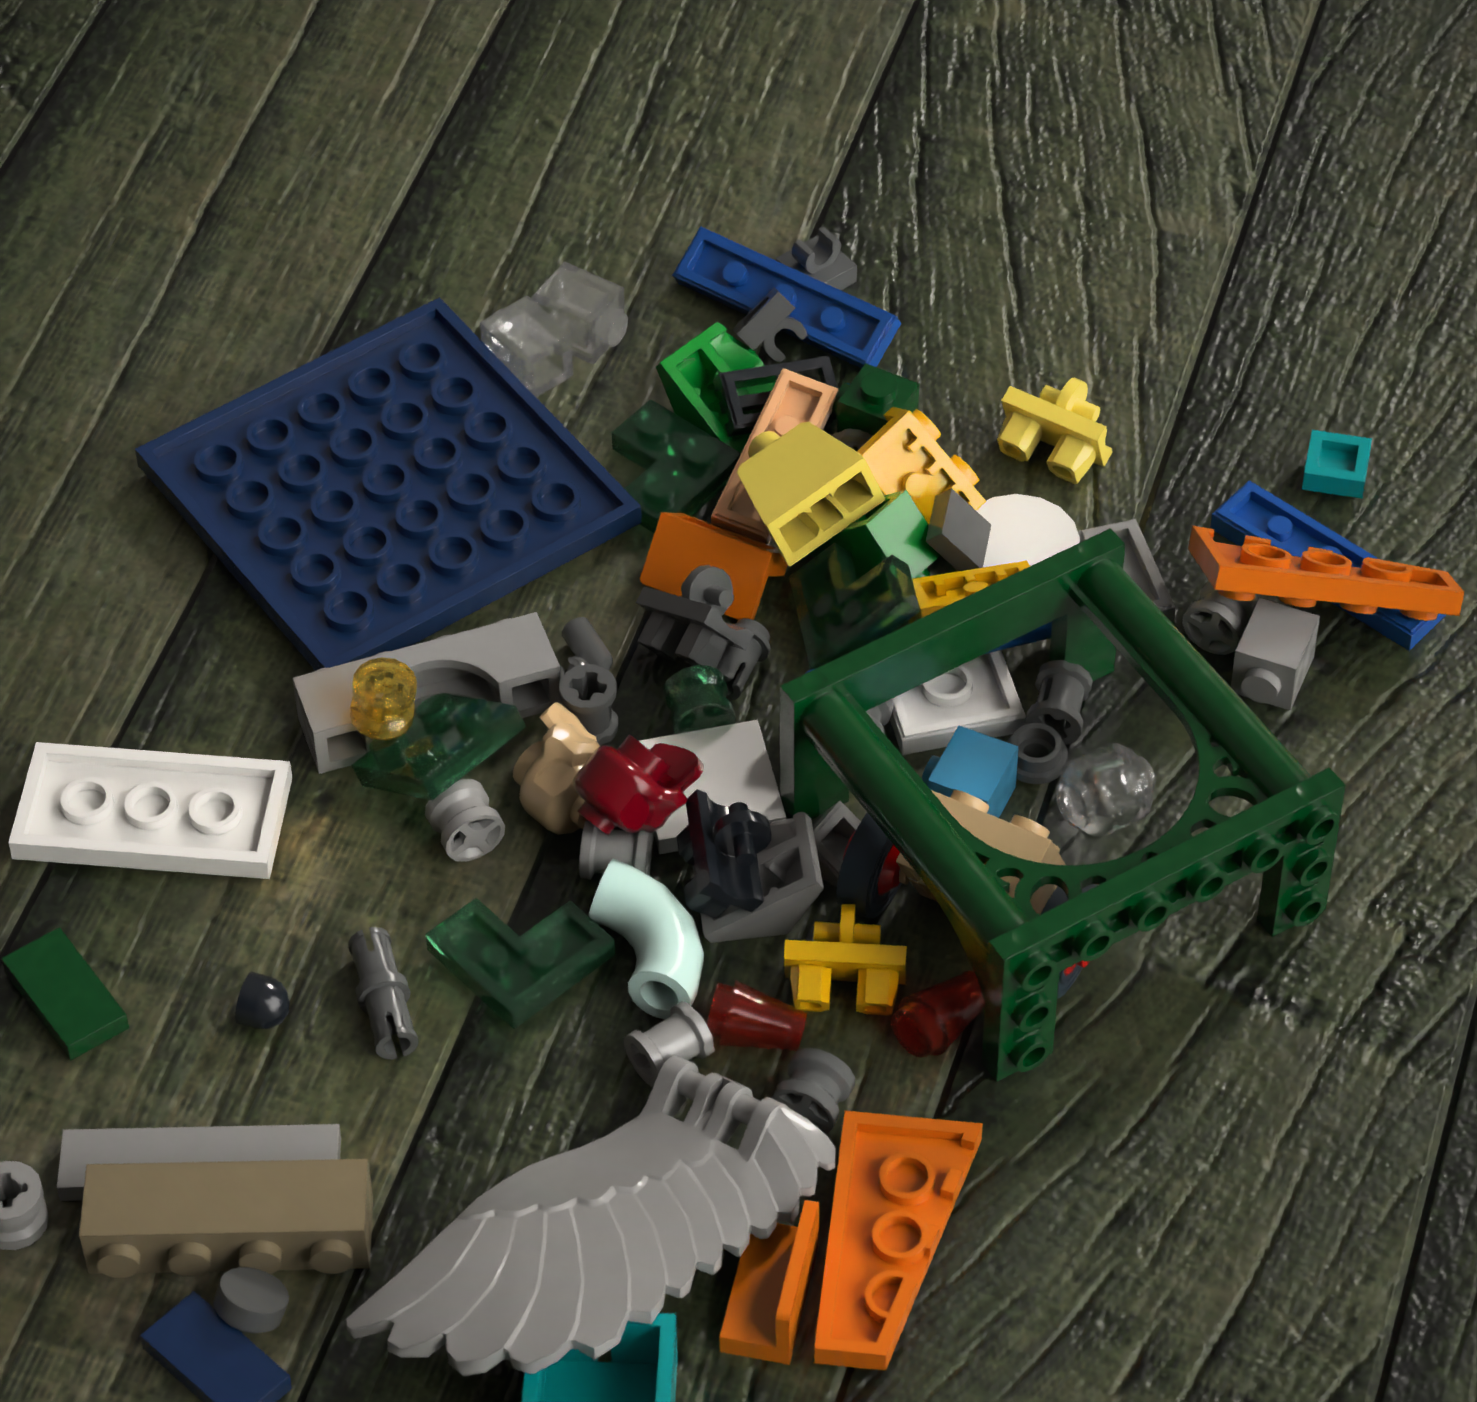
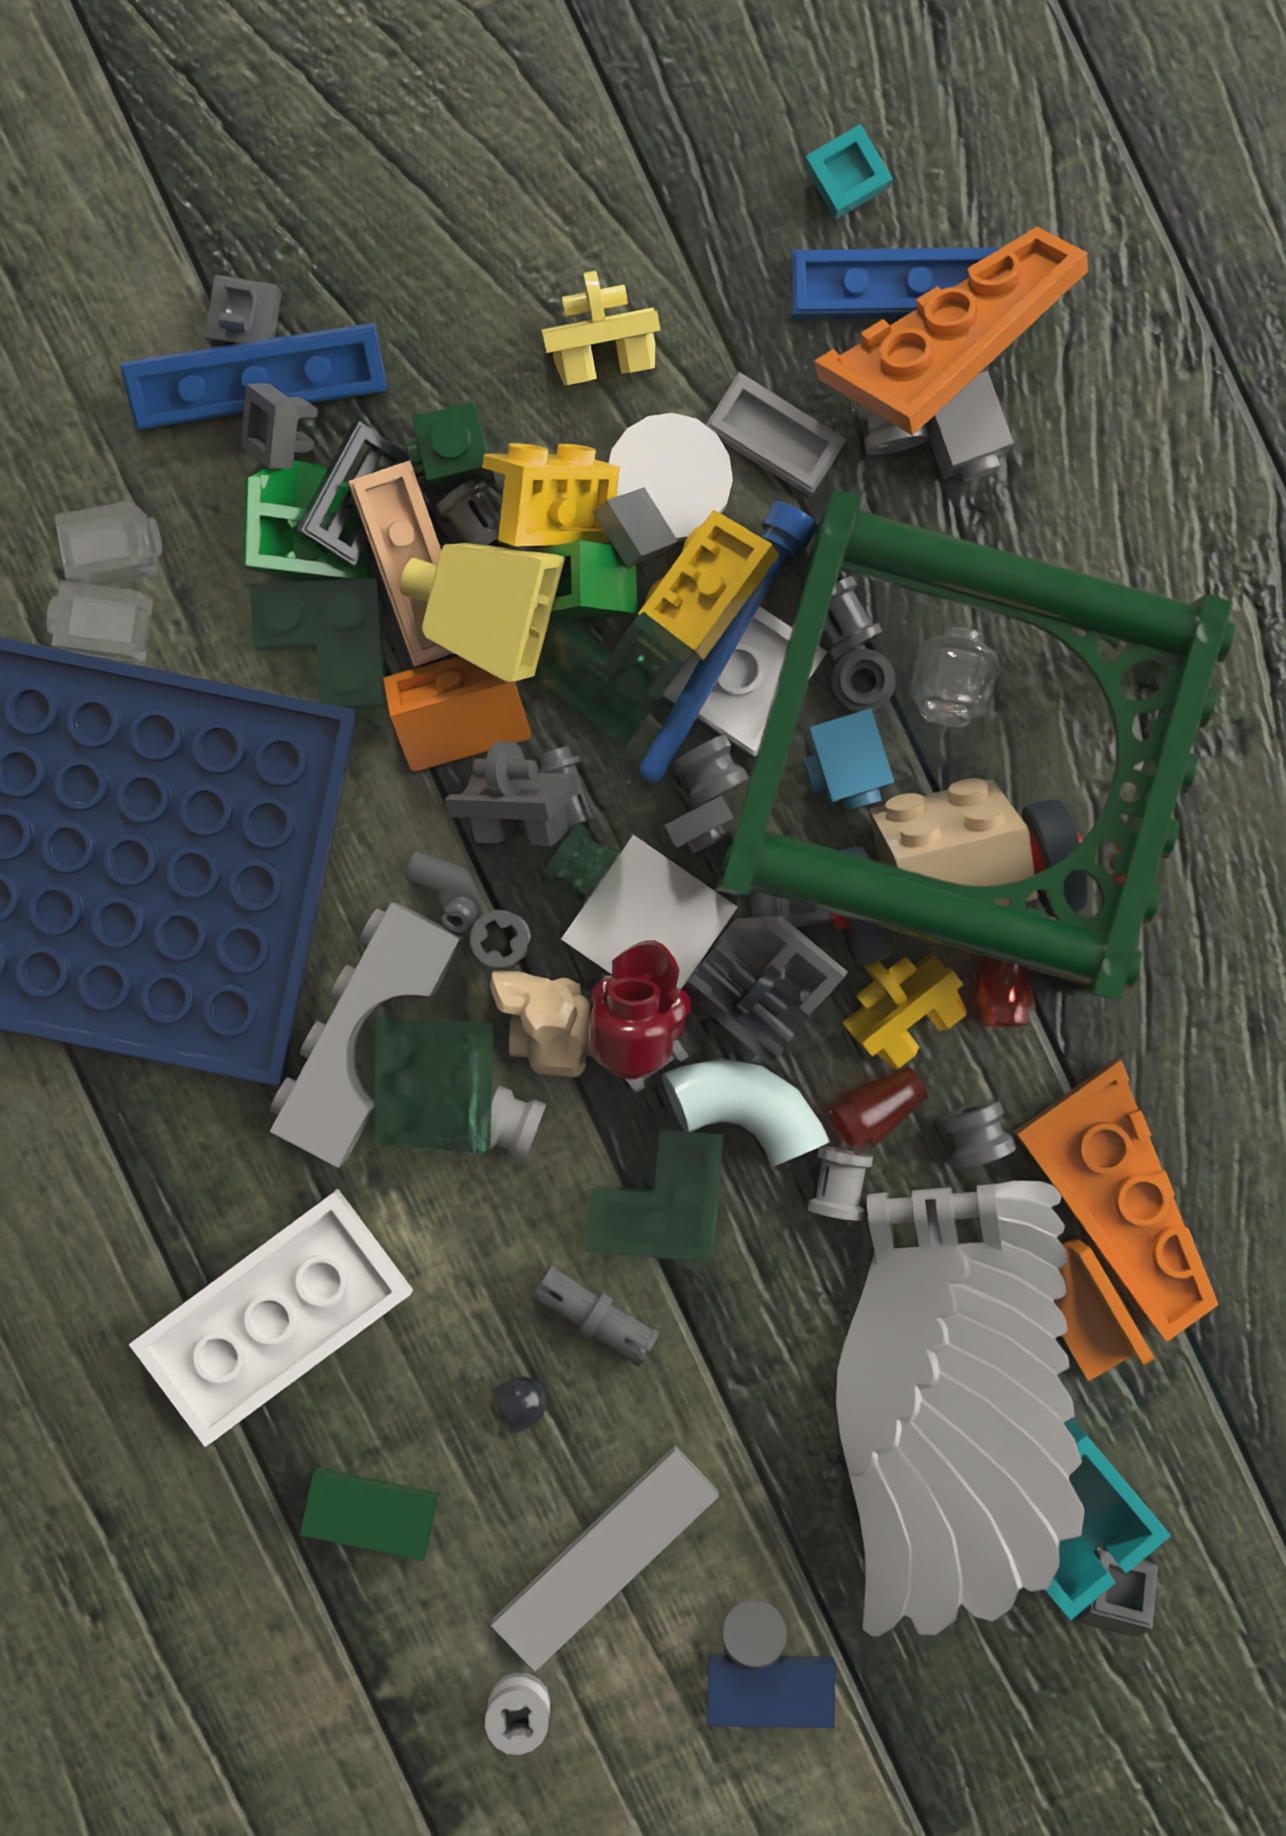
camera: 45 degrees left, 40 degrees up
(226, 1216) = (679, 1597): dark tan brick -> none
(394, 712) = (371, 1092): clear yellow wheel -> none

